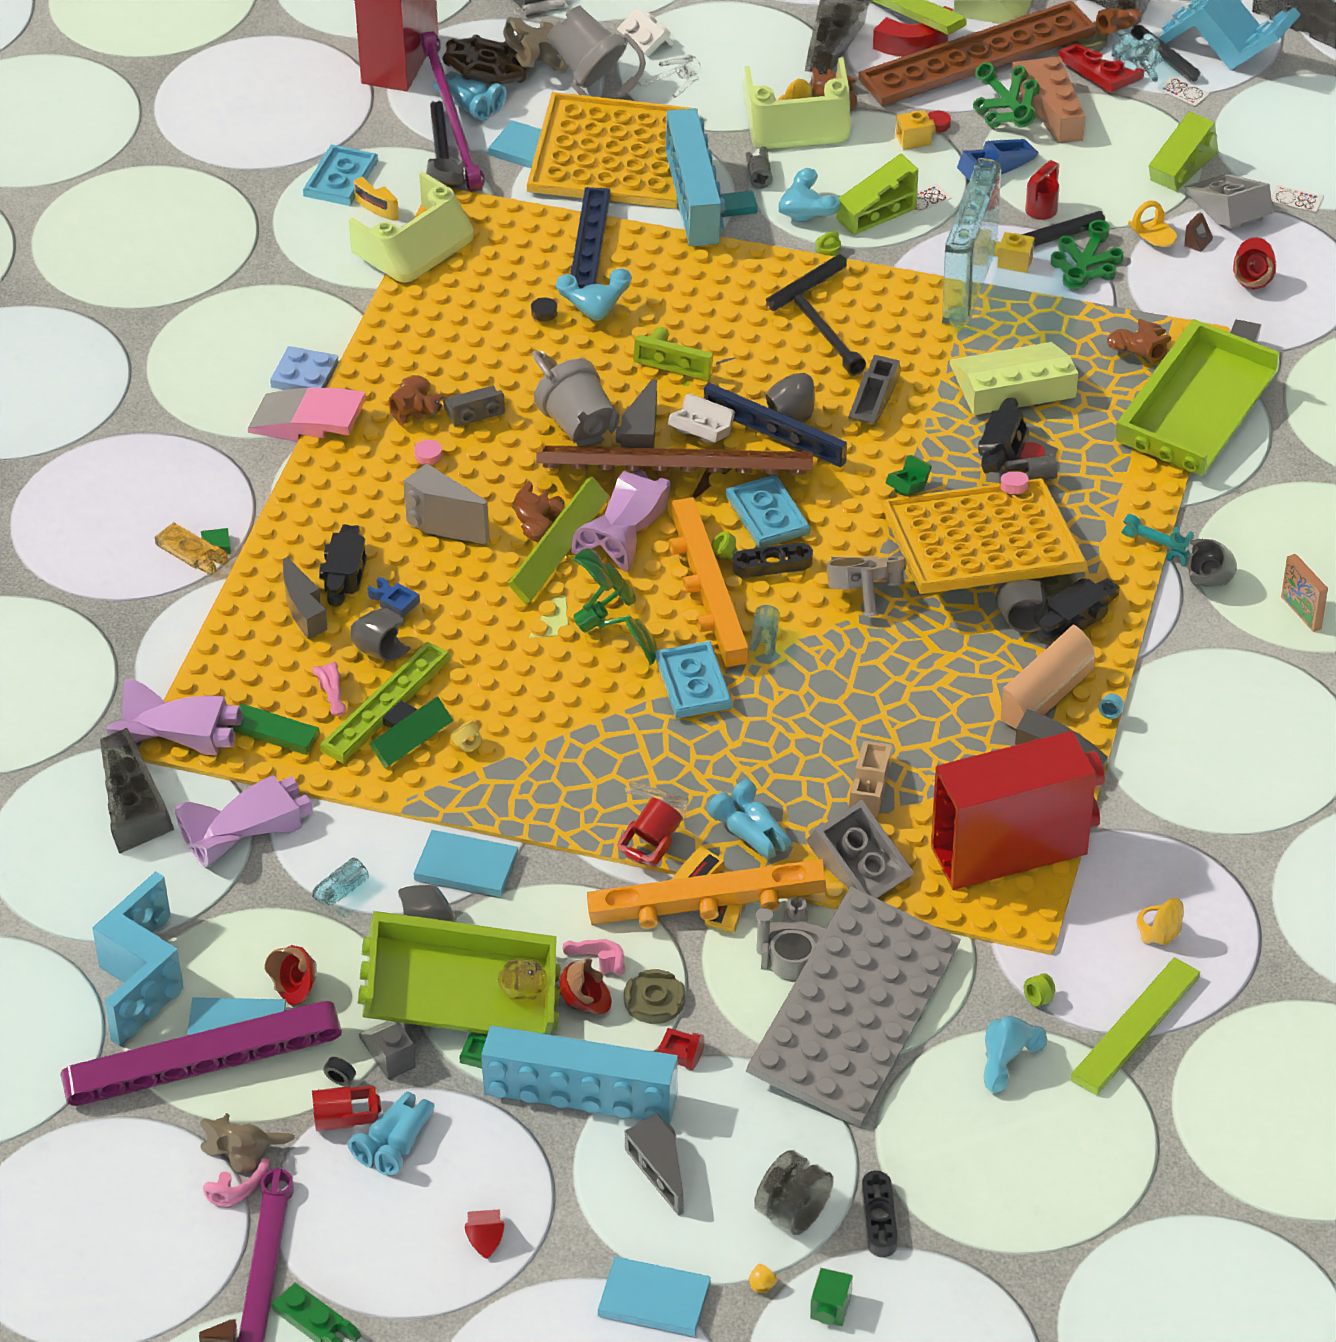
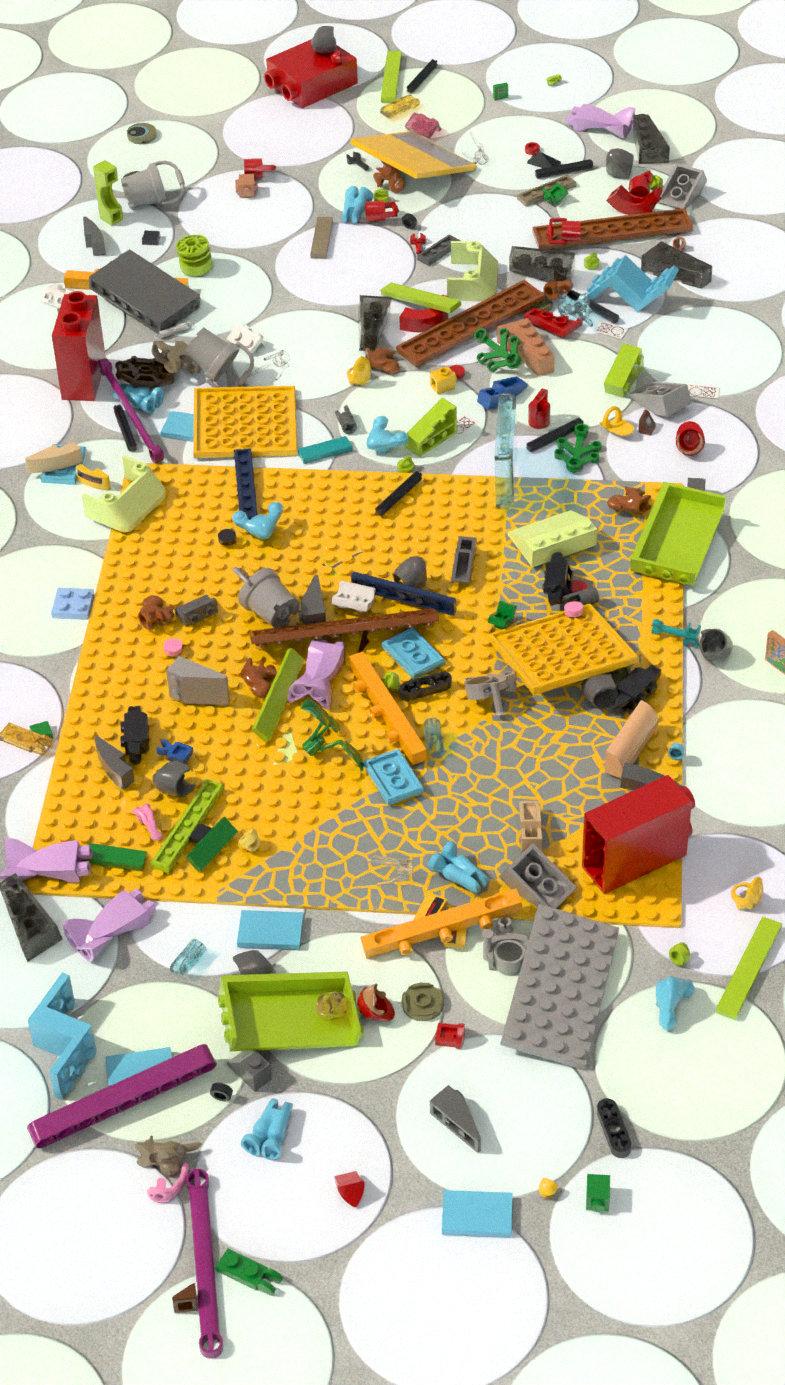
camera: 10 degrees left, 0 degrees up
(292, 973) = (171, 1028): red piece -> none
(307, 412) = (82, 631): bright pink slope -> none
(327, 164) = (54, 458): none -> tan slope
(334, 1107) = (225, 1118): red piece -> none
(446, 171) = (137, 451): dark grey hair -> none
(472, 1050) = (313, 1060): green tile -> none
(579, 1074) = (388, 1066): medium azure brick -> none
(609, 953) = (386, 977): bright pink piece -> none
(654, 826) = (395, 883): red piece -> none
(659, 353) = (322, 557): lime piece -> none
(694, 177) = (307, 433): medium azure brick -> none
(793, 1192) = (555, 1124): clear smoke wheel -> none
(798, 120) = (363, 385): yellowish green windscreen -> none
(852, 361) = (443, 542): black piece -> none
(1015, 252) = (530, 453): yellow brick -> none

